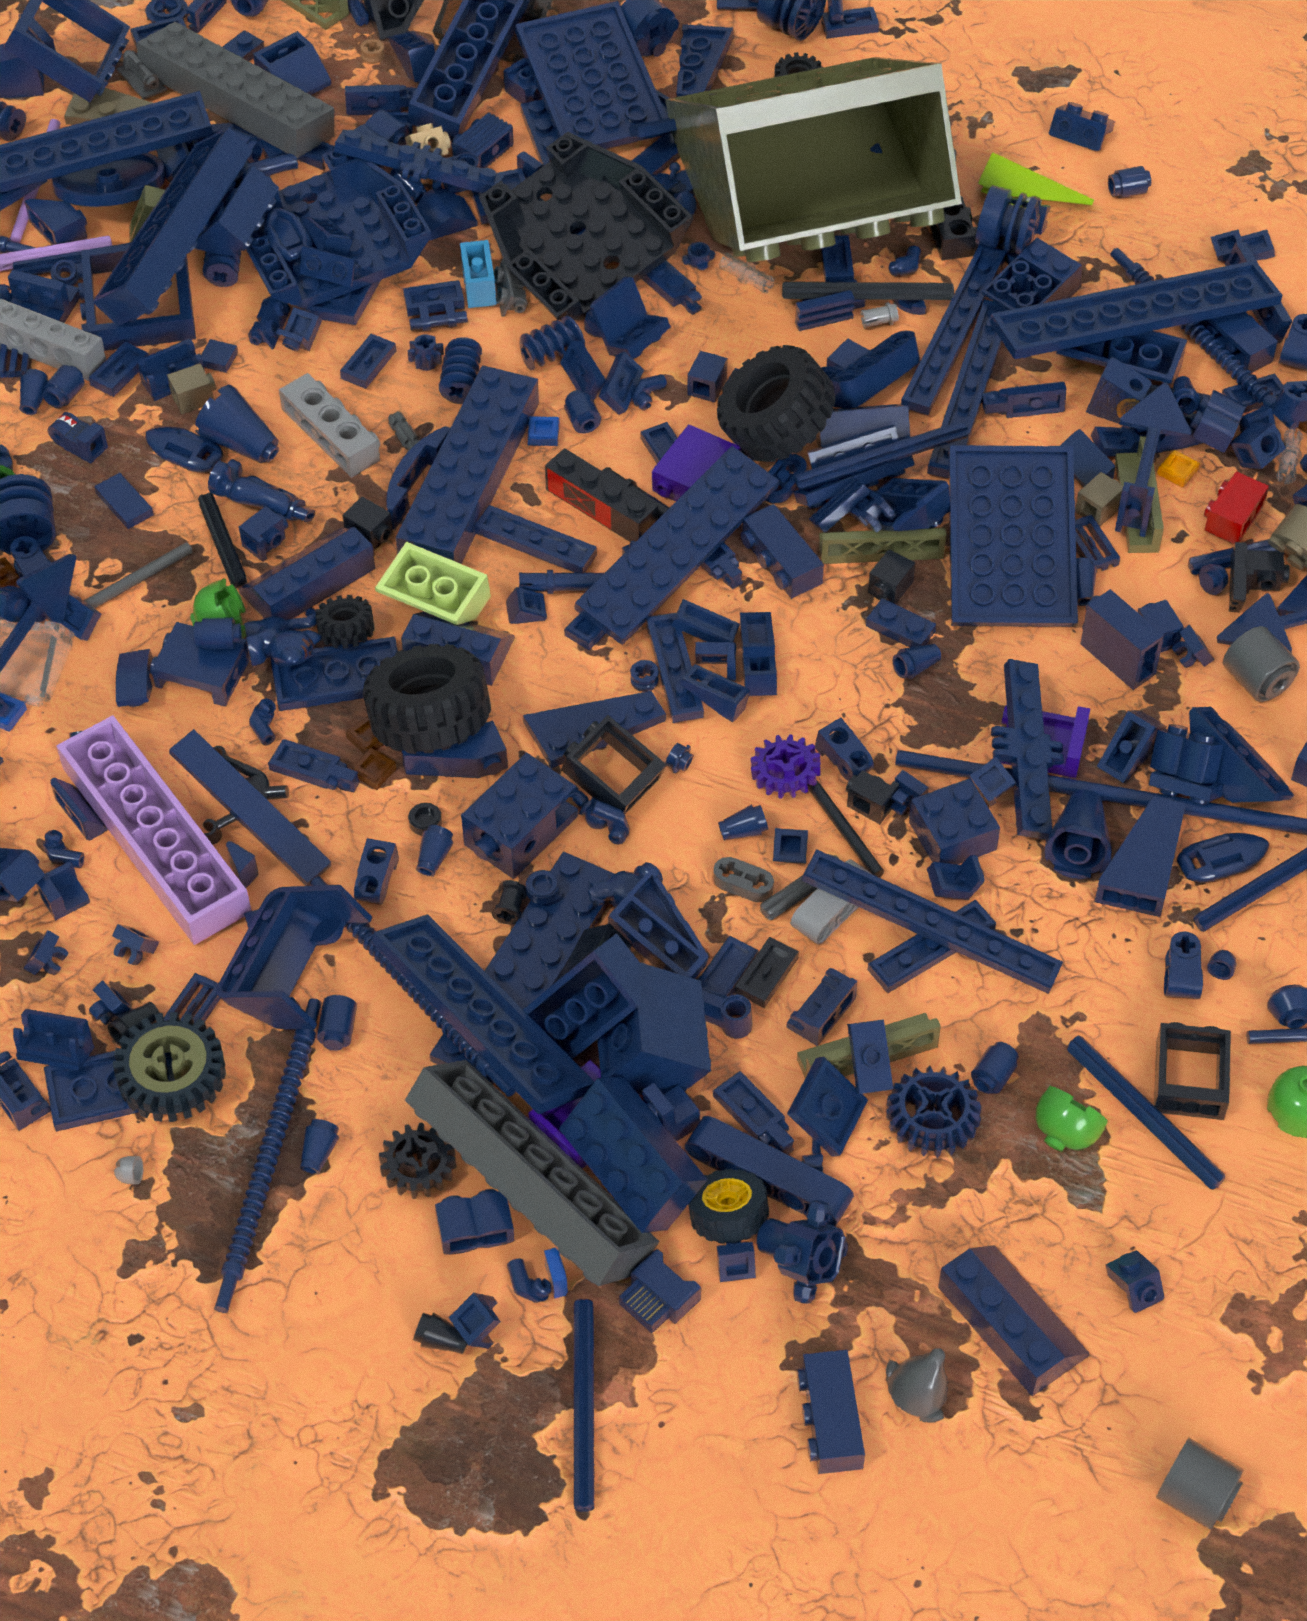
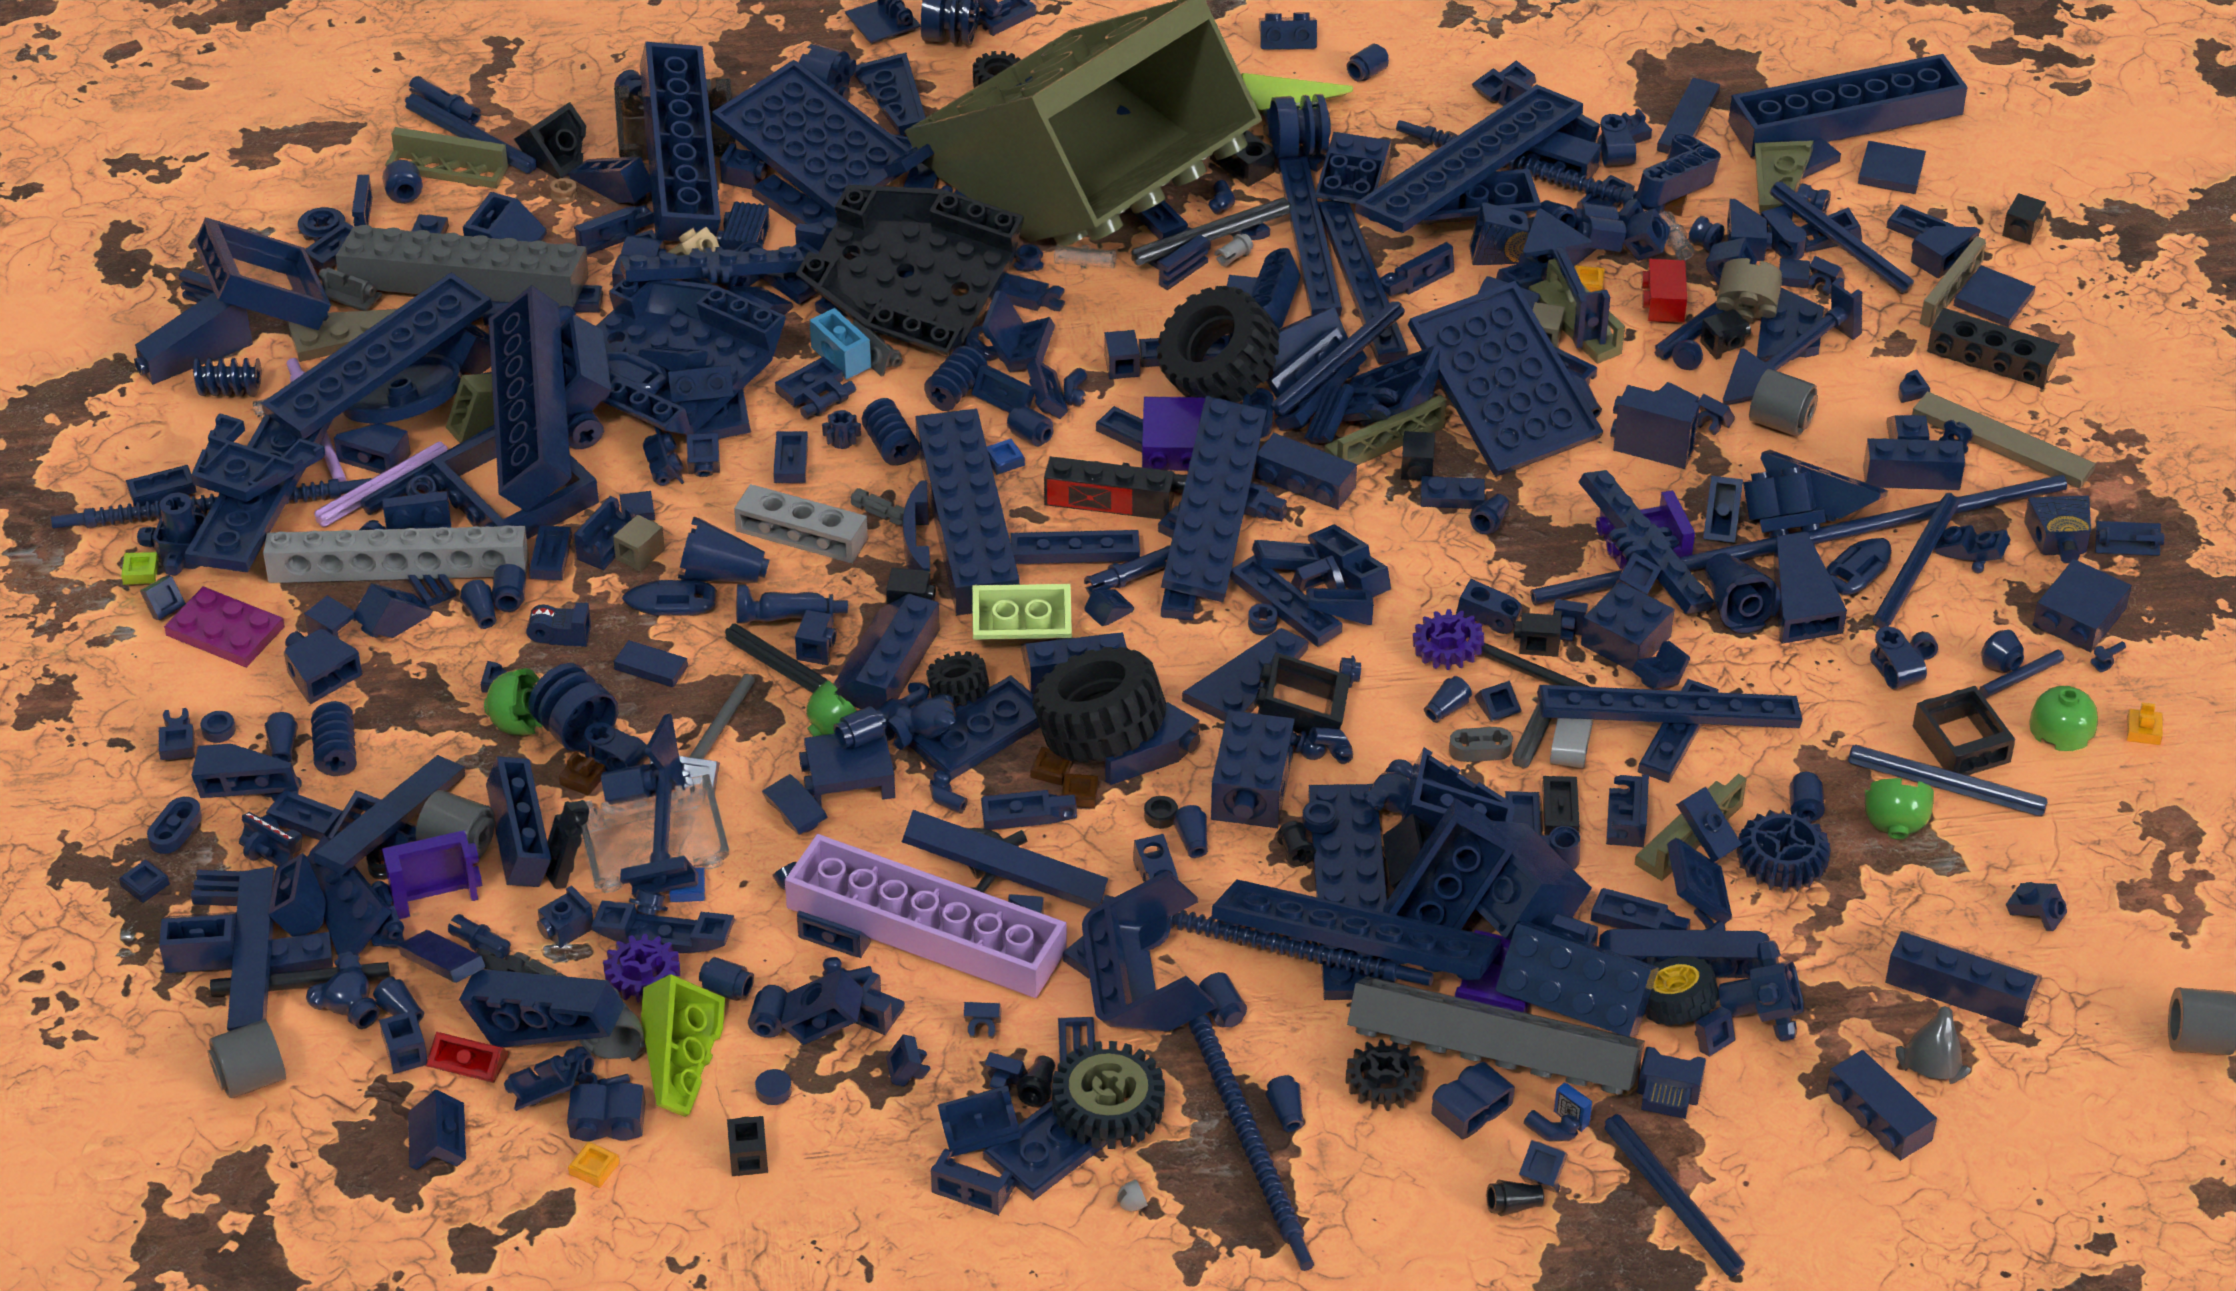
camera: 30 degrees left, 10 degrees down
(1238, 575) = (1711, 343): black tile -> none

